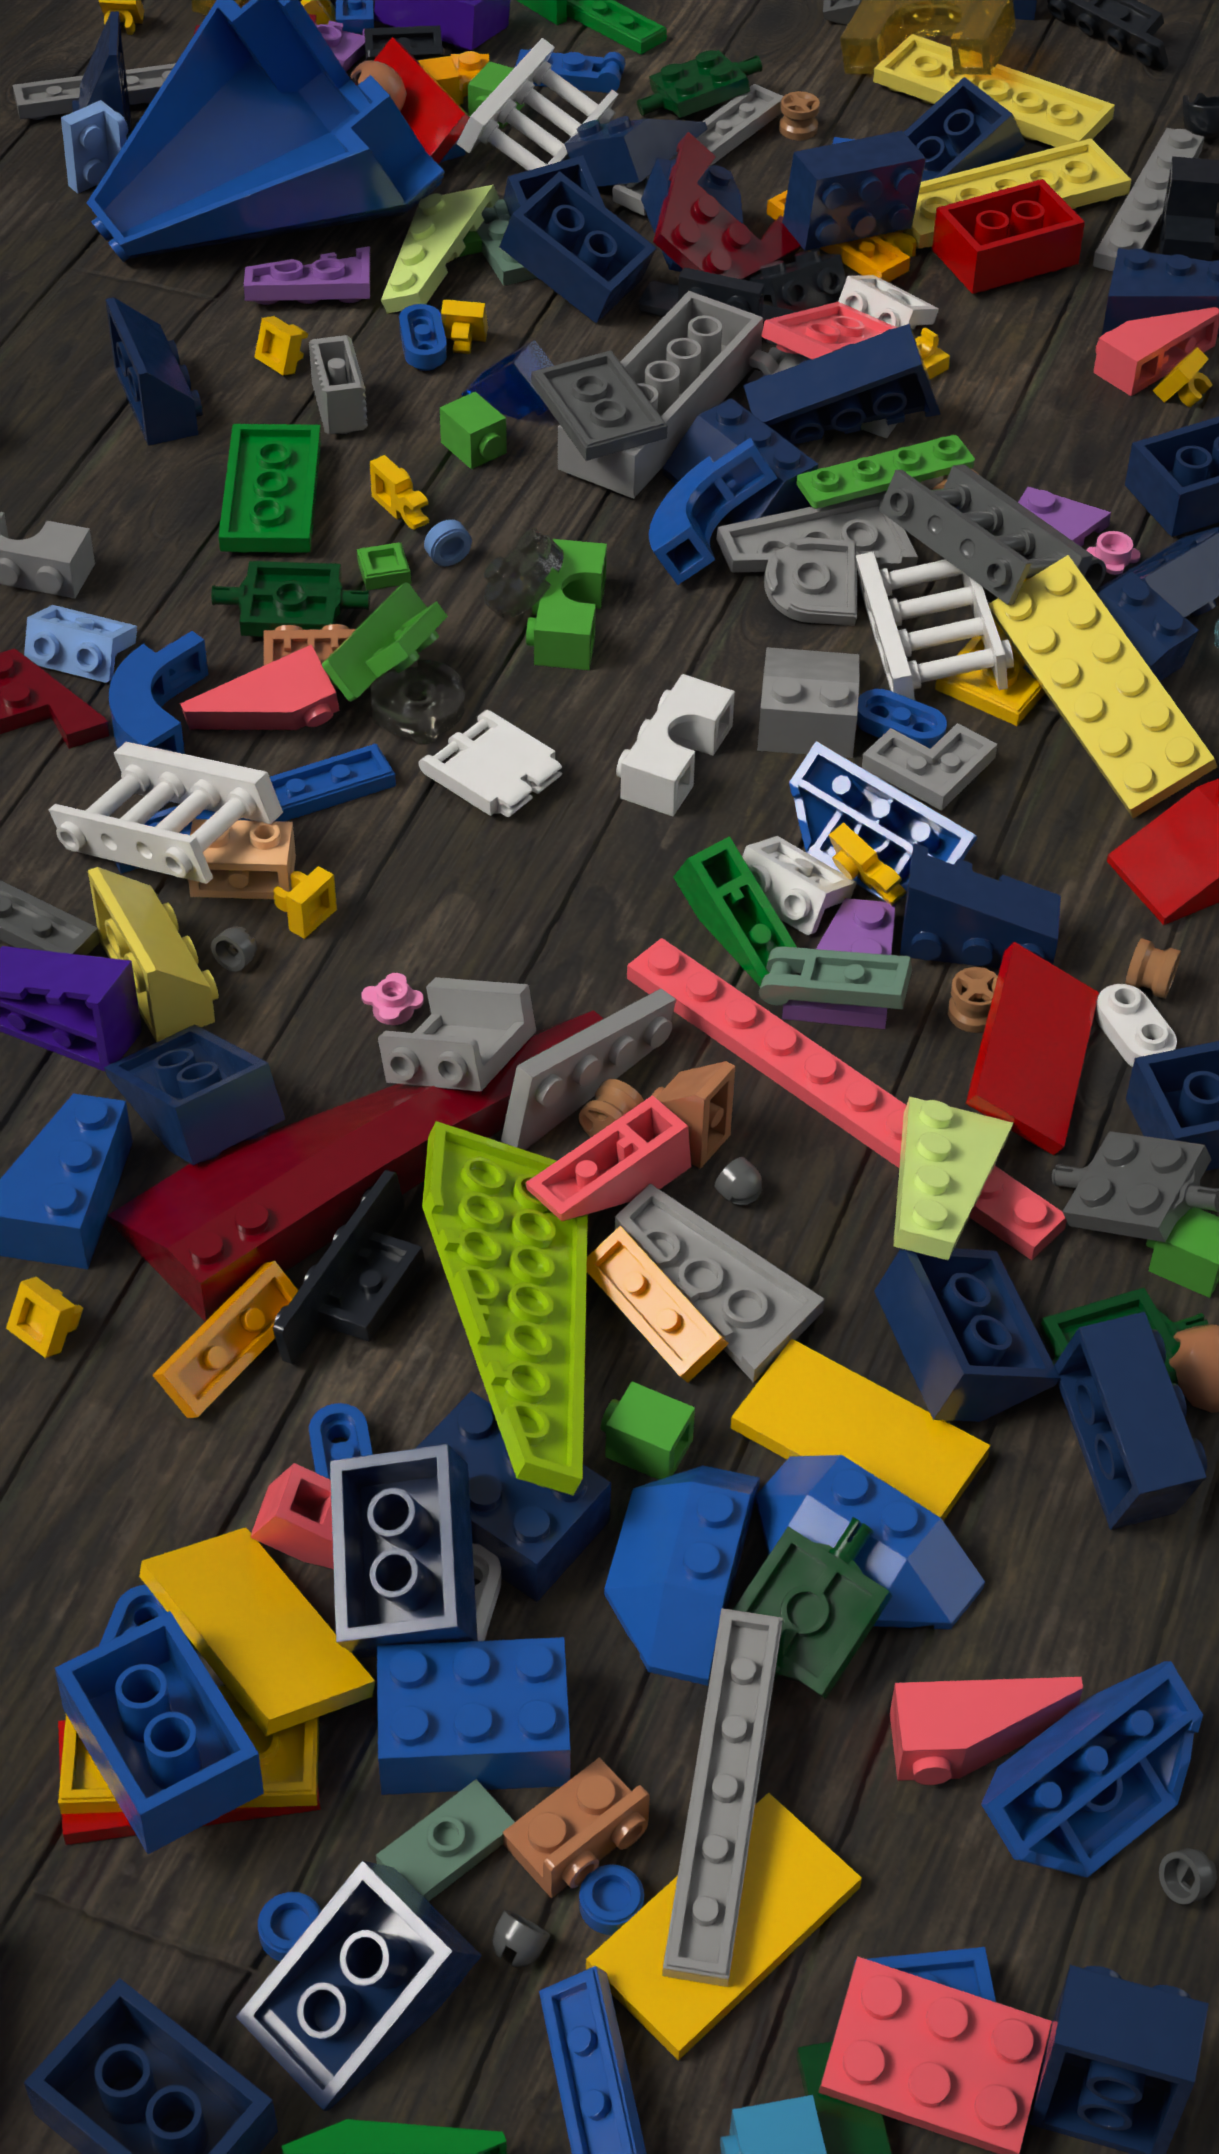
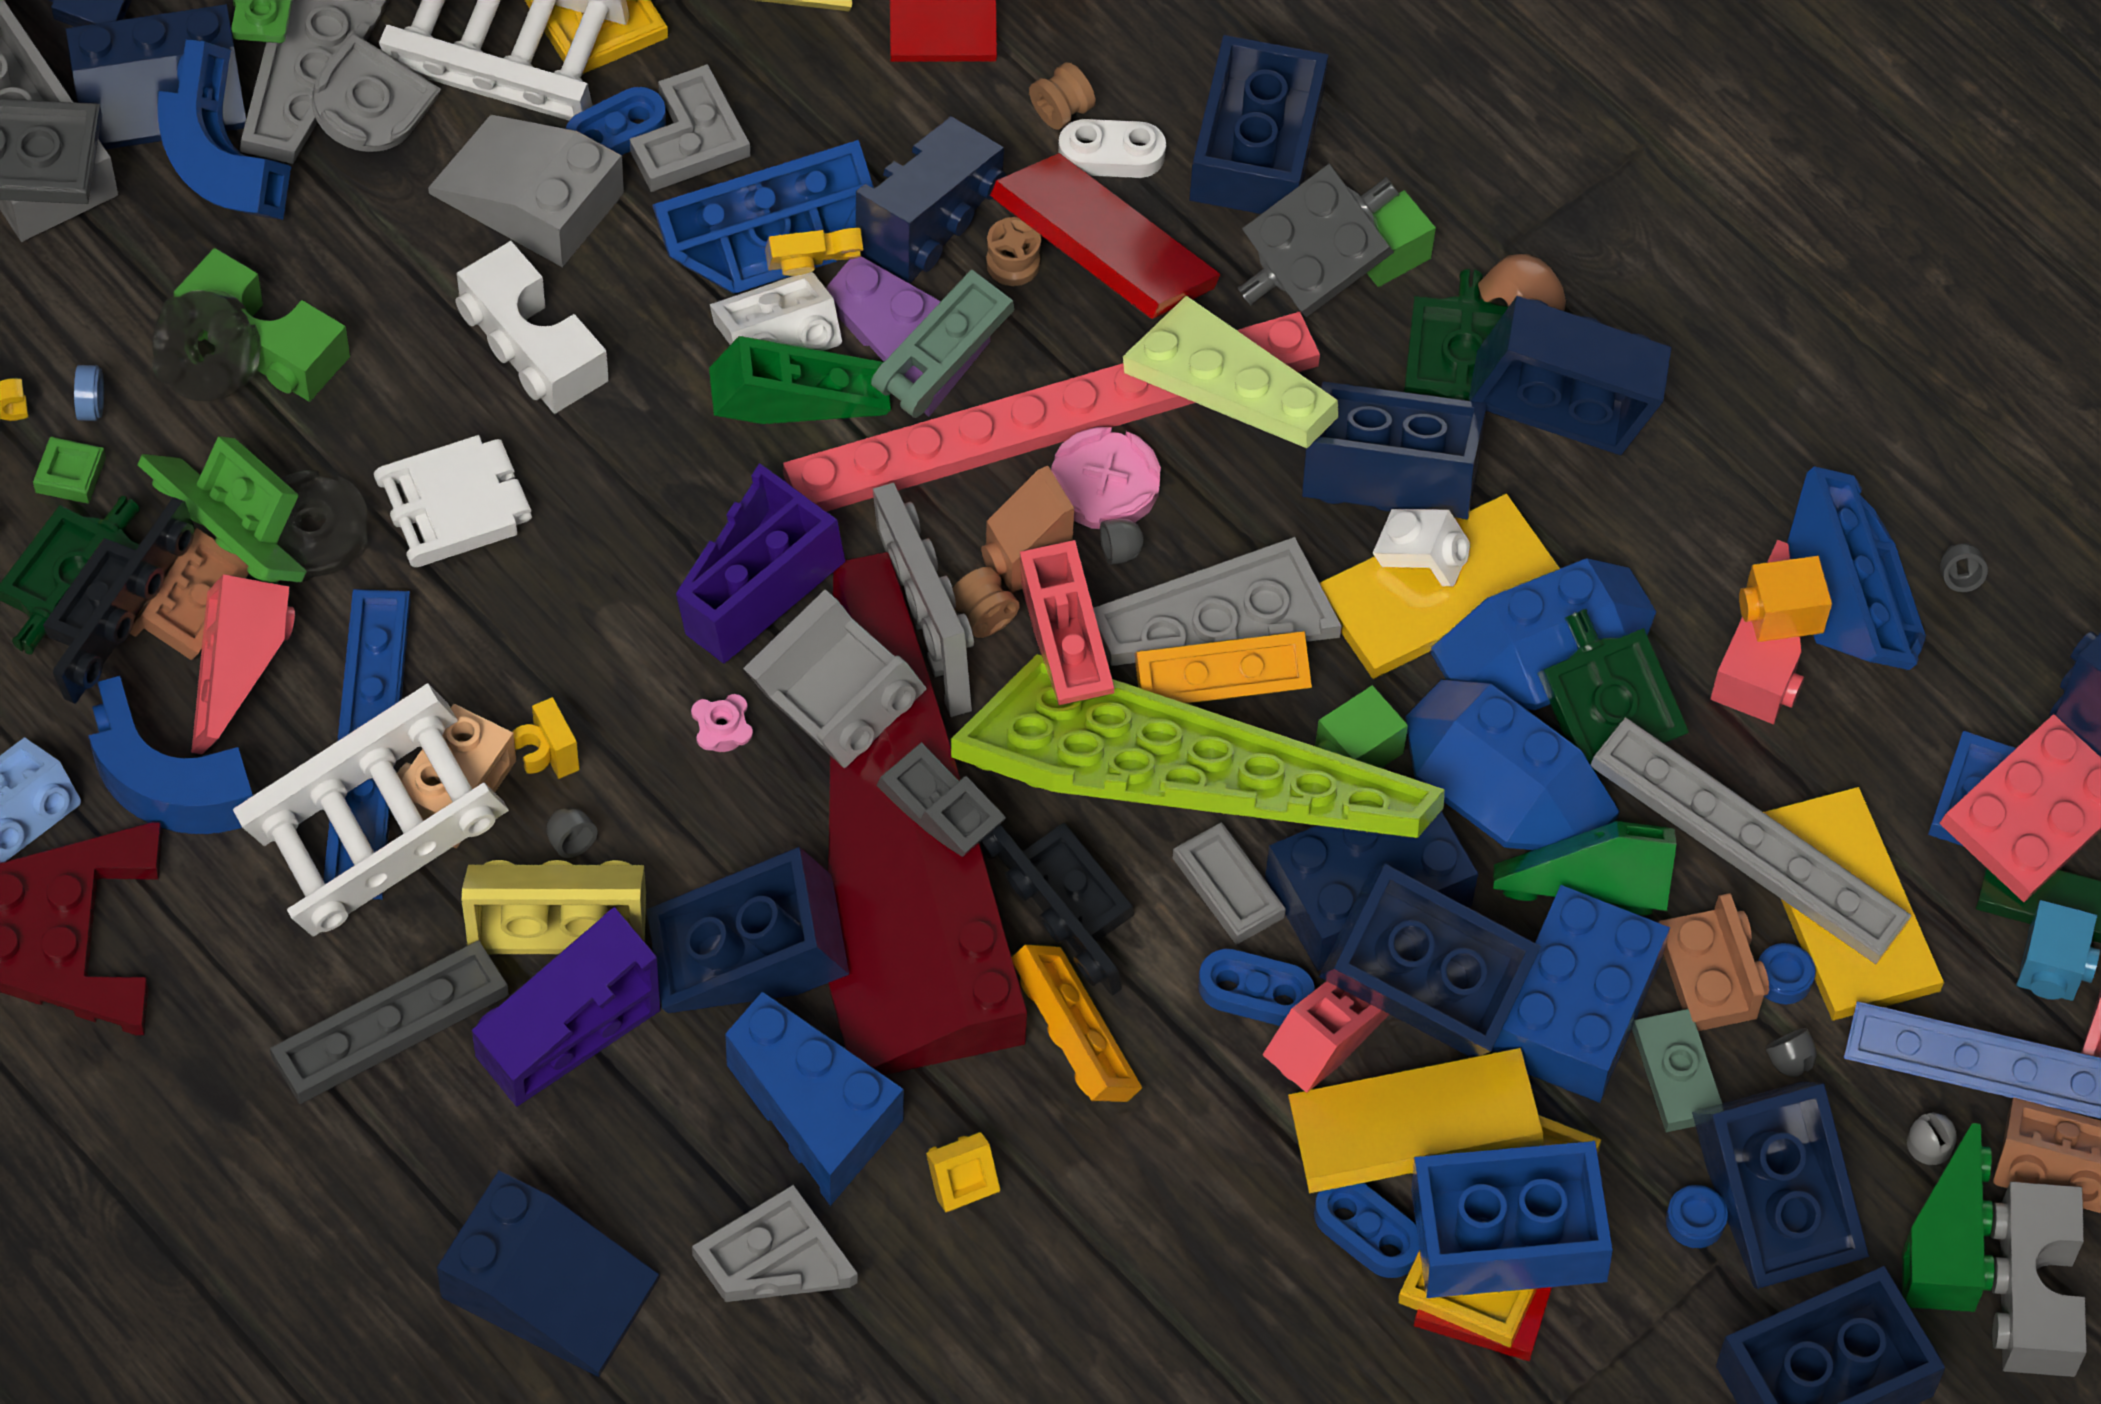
camera: 65 degrees left, 10 degrees up
(259, 605) = (110, 594): none -> black bracket
(372, 1138) = (938, 802): none -> dark grey slope
(438, 1395) = (1228, 883): none -> light grey tile
(506, 2118) = (1924, 1143): none -> light grey hinge
(559, 954) = (758, 566): none -> dark purple wedge
(625, 1683) = (1611, 863): none -> green slope
(802, 1153) = (1107, 475): none -> bright pink tile
(879, 1396) = (1424, 541): none -> white bracket
(1001, 1698) = (1786, 599): none -> light orange brick

